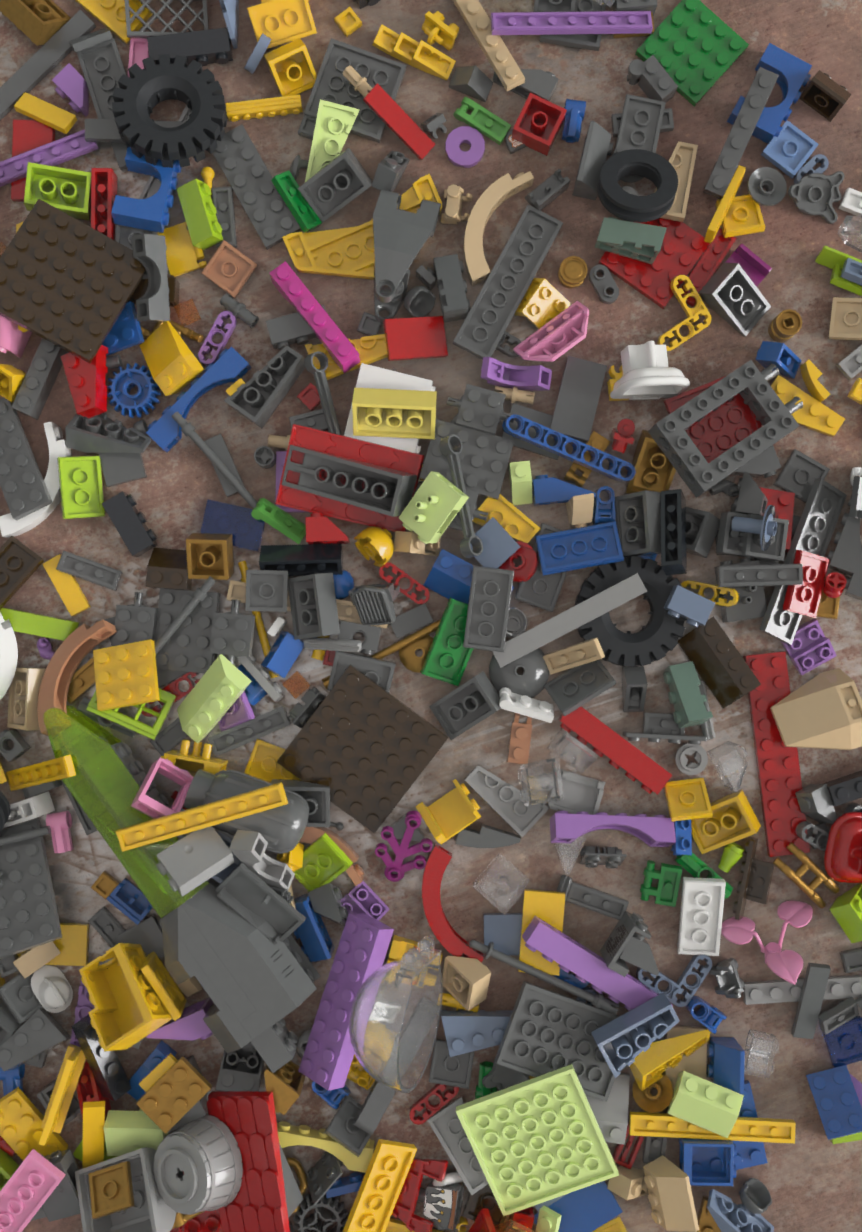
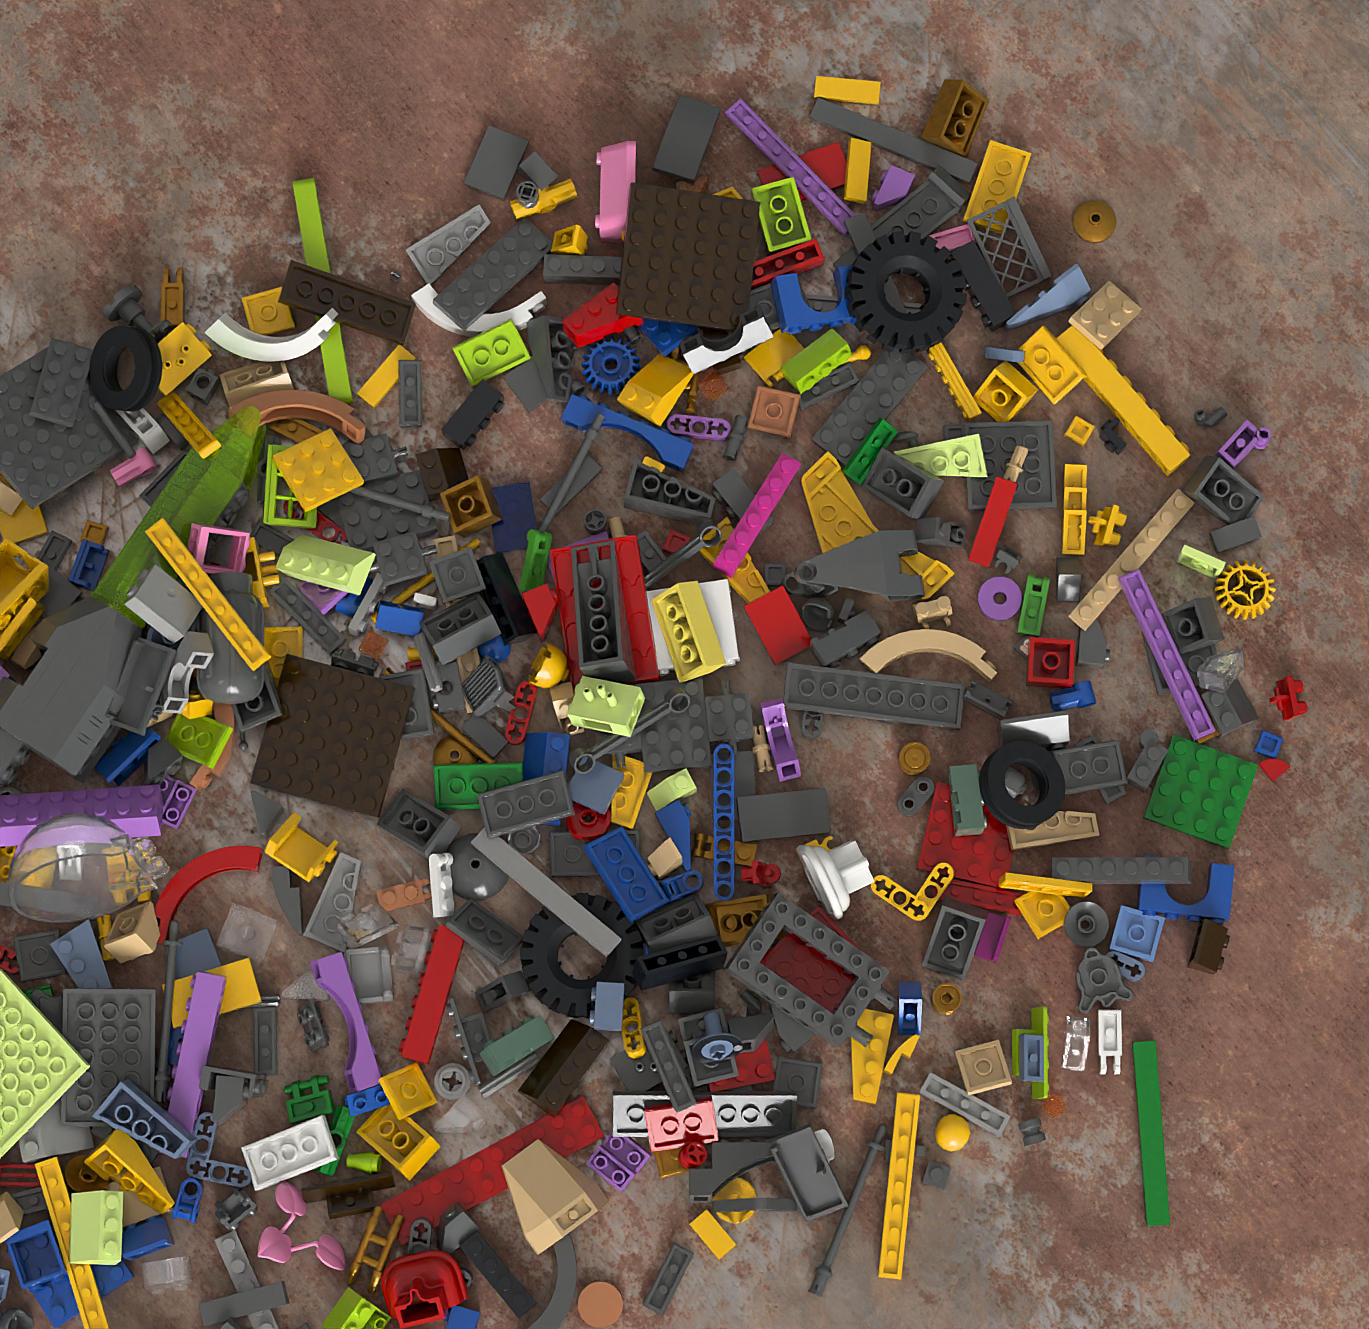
camera: 70 degrees right, 10 degrees down
(45, 648) = (314, 380): medium lavender arm -> none
(402, 850) = (243, 815): magenta plant -> none
(541, 303) = (865, 742): yellow bracket -> none
(556, 336) = (835, 764): bright pink wedge -> none
(574, 656) = (511, 912): tan plate -> none

